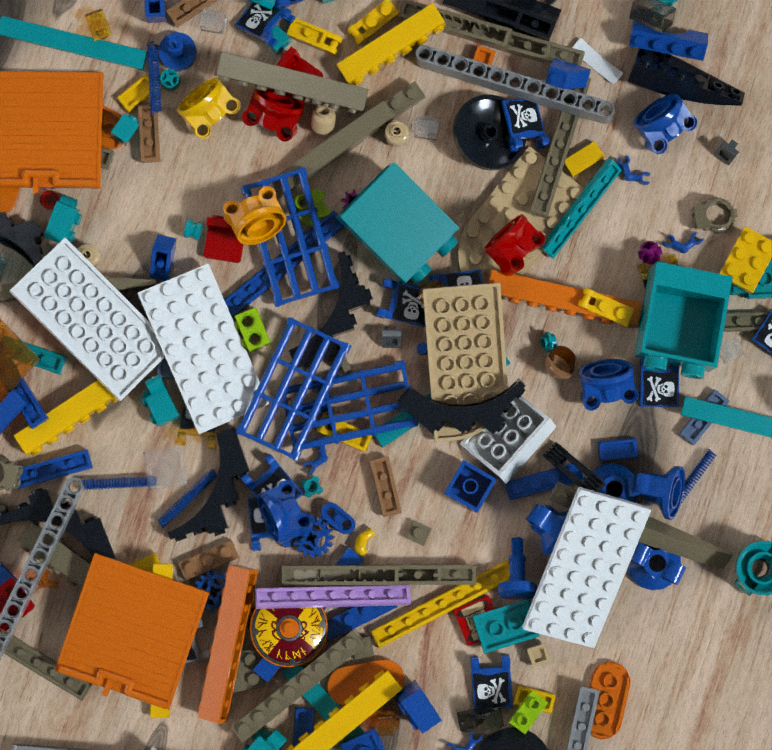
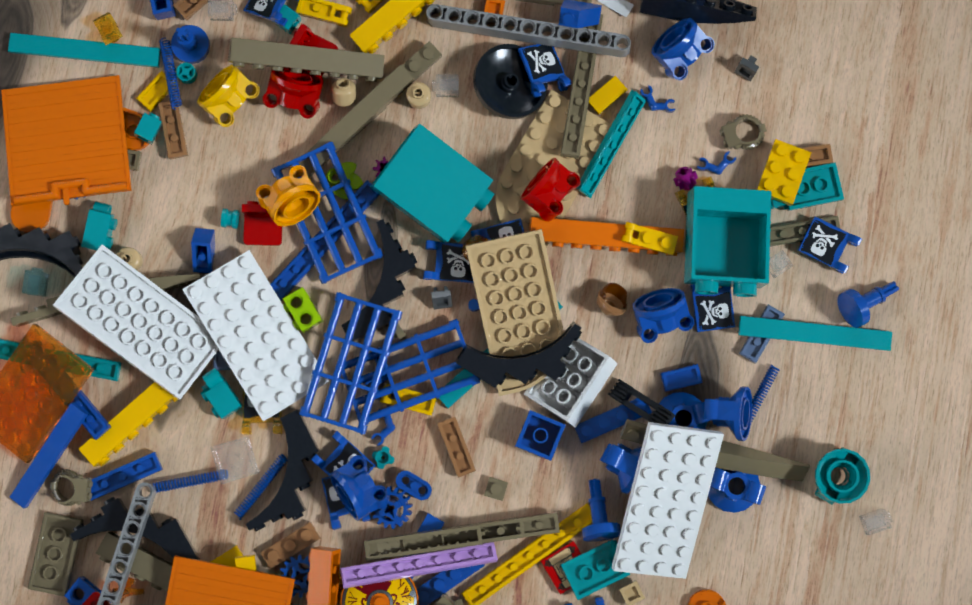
camera: 10 degrees left, 0 degrees up
(48, 199) = (82, 208): clear red tile -> none
(361, 541) = (439, 504): yellow arm -> none
(548, 342) = (597, 280): teal plate -> none

